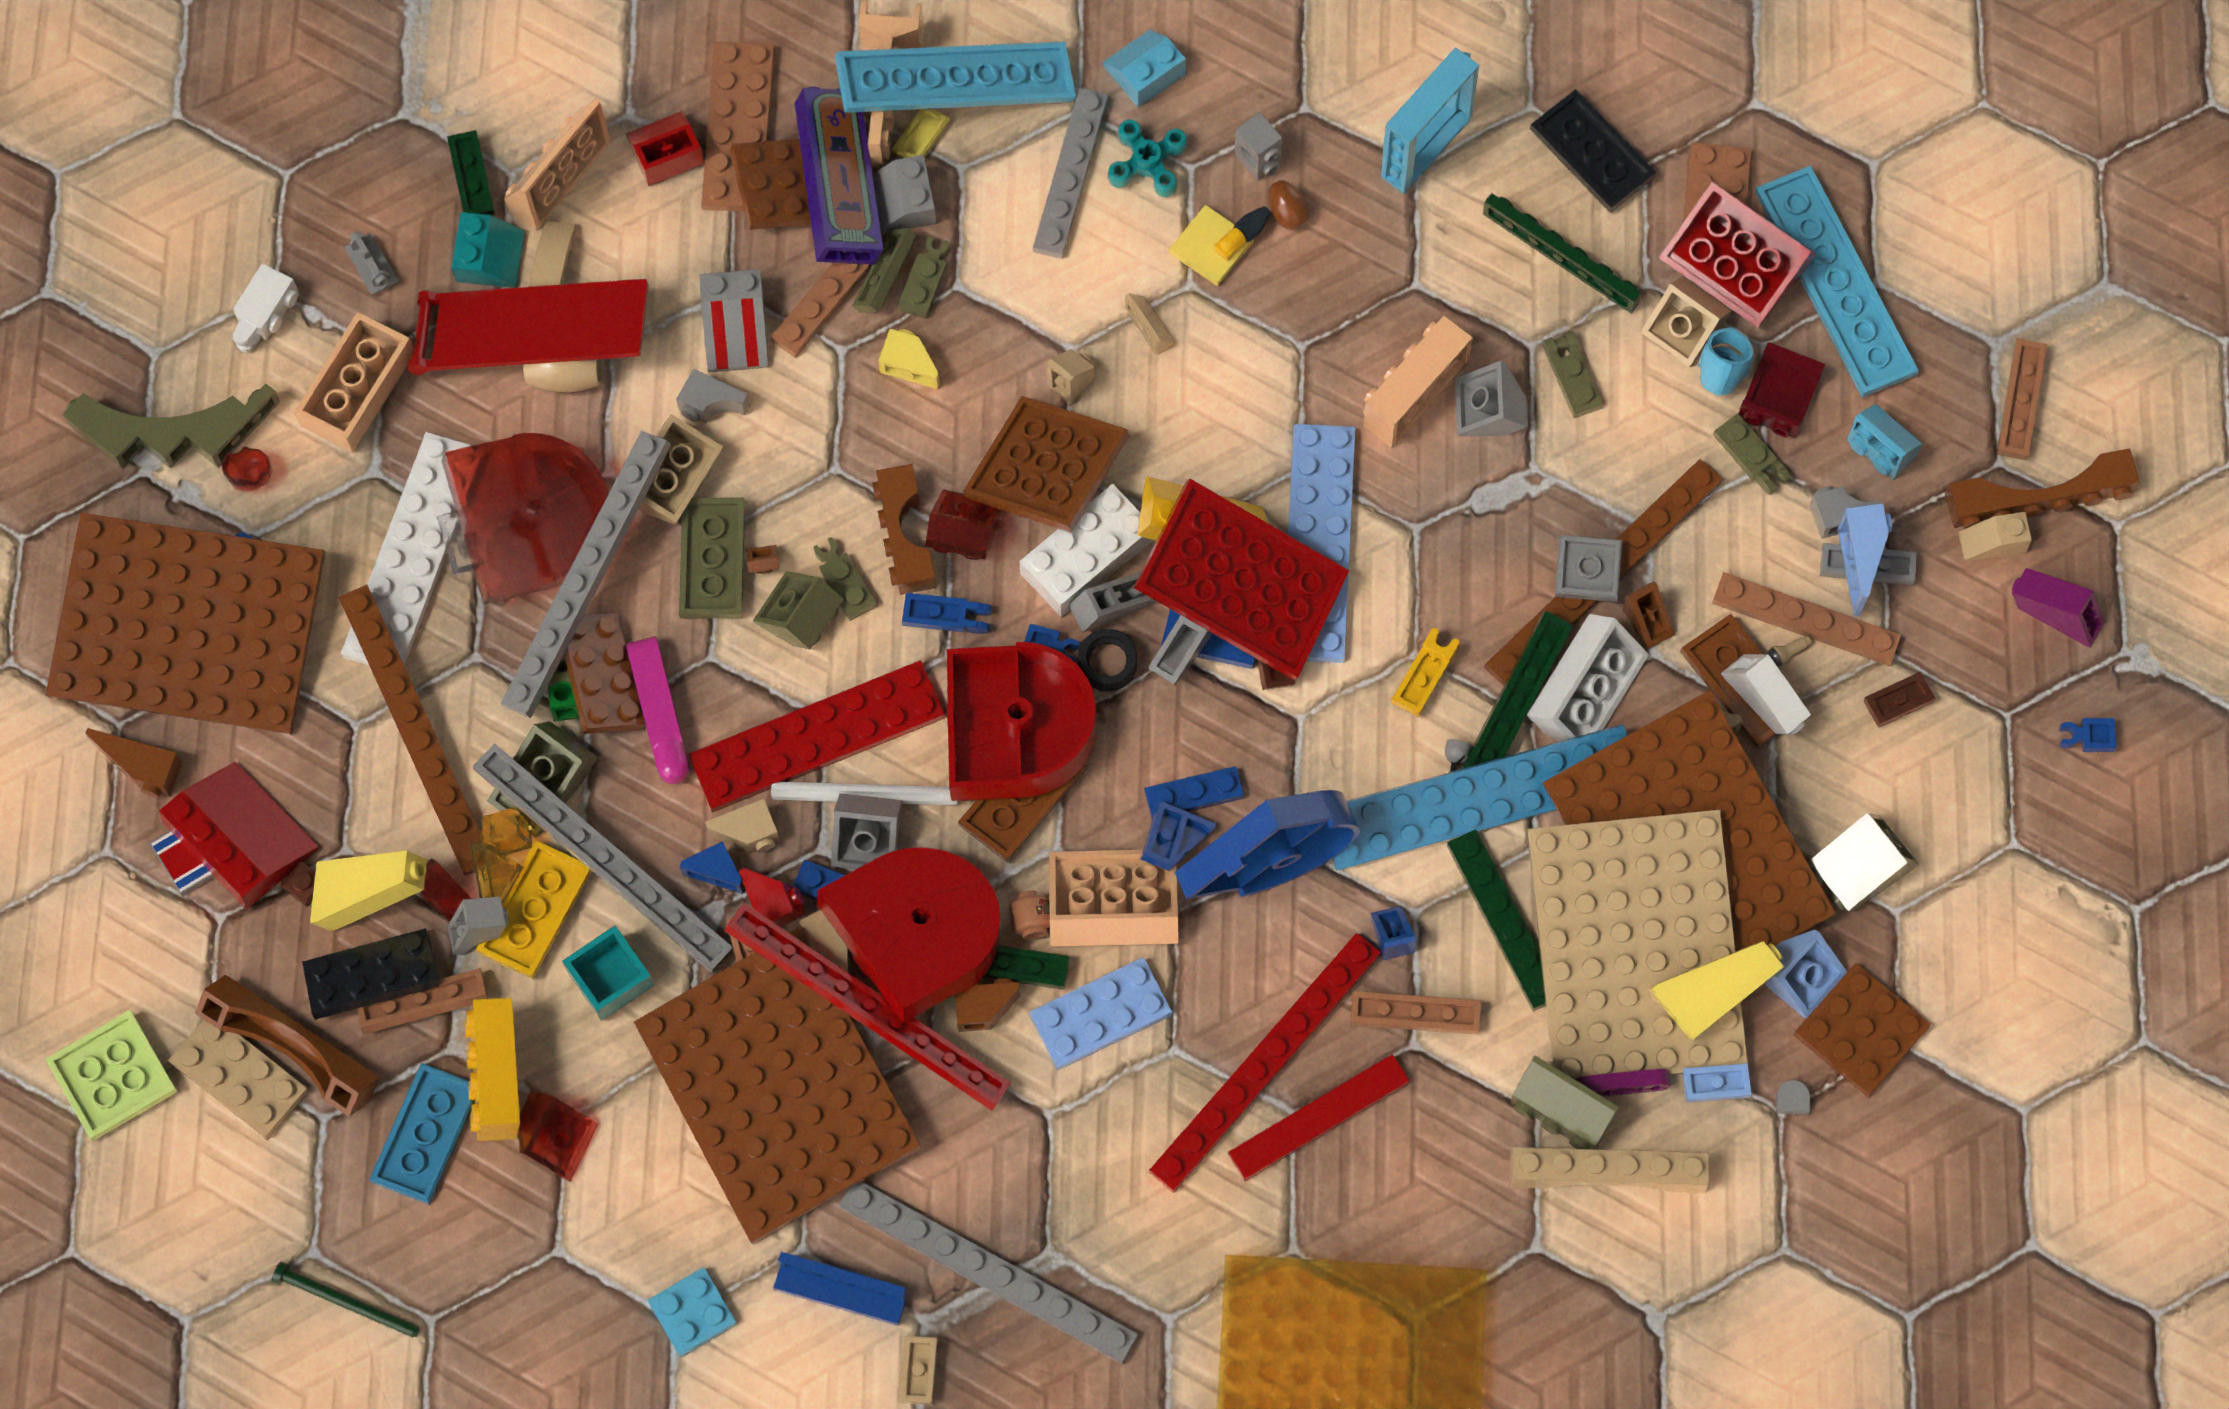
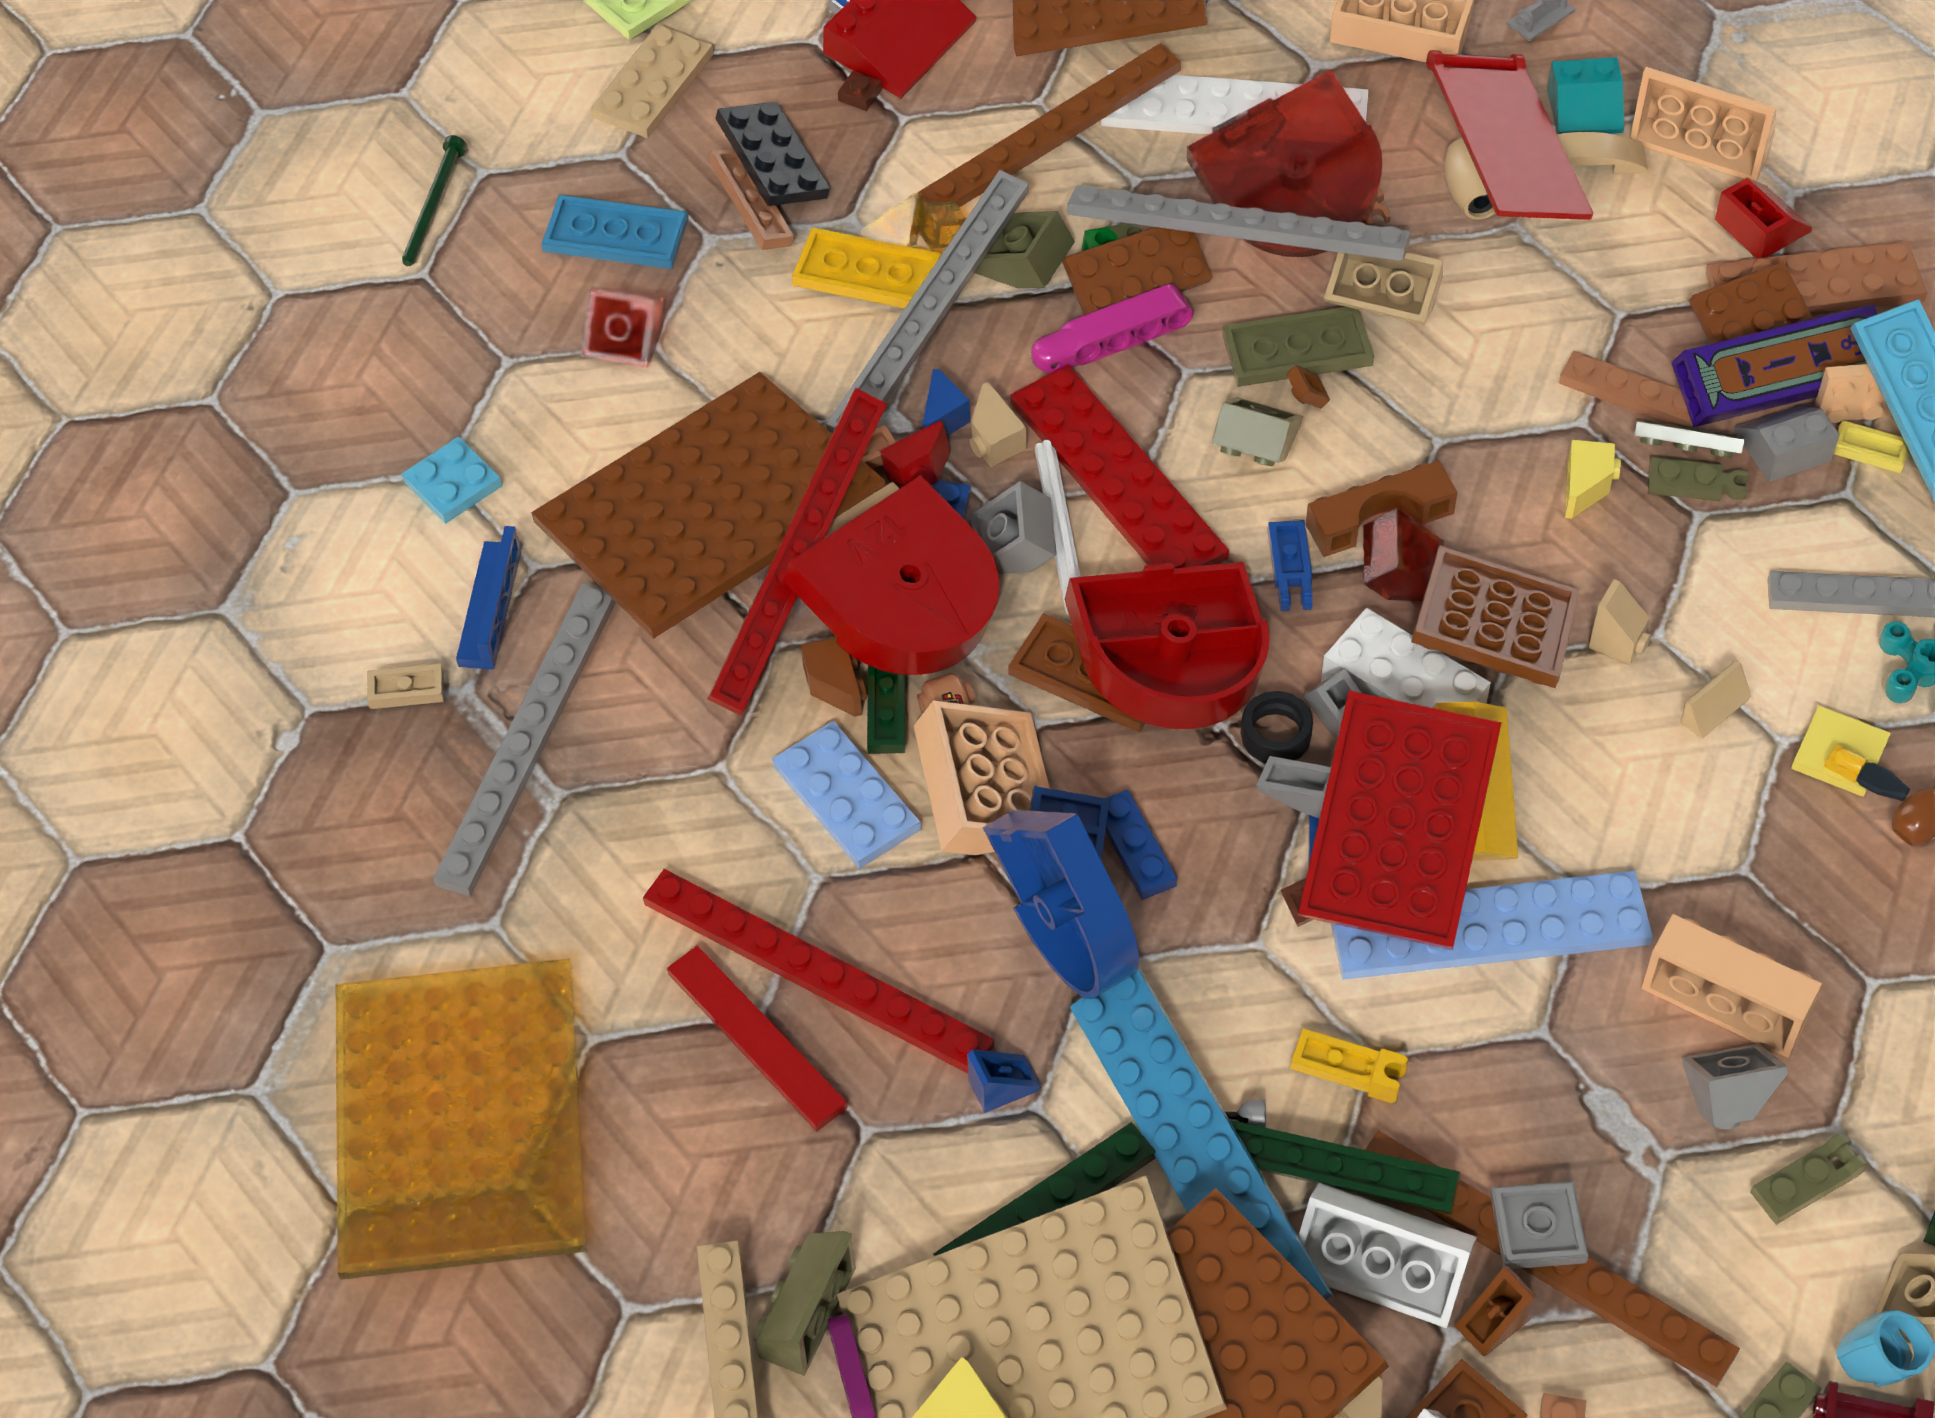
camera: 80 degrees right, 15 degrees down
(239, 1011) = (713, 57): dark orange arch -> none
(363, 885) = (853, 118): light yellow slope -> none
(442, 890) = (868, 189): clear red slope -> none
(470, 173) = (1688, 63): dark green plate -> none
(476, 922) = (836, 213): light grey arch -> none
(494, 1069) = (683, 254): yellow brick -> none
(608, 973) = (804, 333): teal piece -> none
(706, 396) = (1480, 307): light grey arch -> none
(734, 320) = (1582, 314): light grey slope -> none
(845, 581) = (1305, 469): olive plate -> none
(1050, 638) = (1280, 665): blue plate -> none
(1415, 1012) = (903, 1120): nougat plate -> none

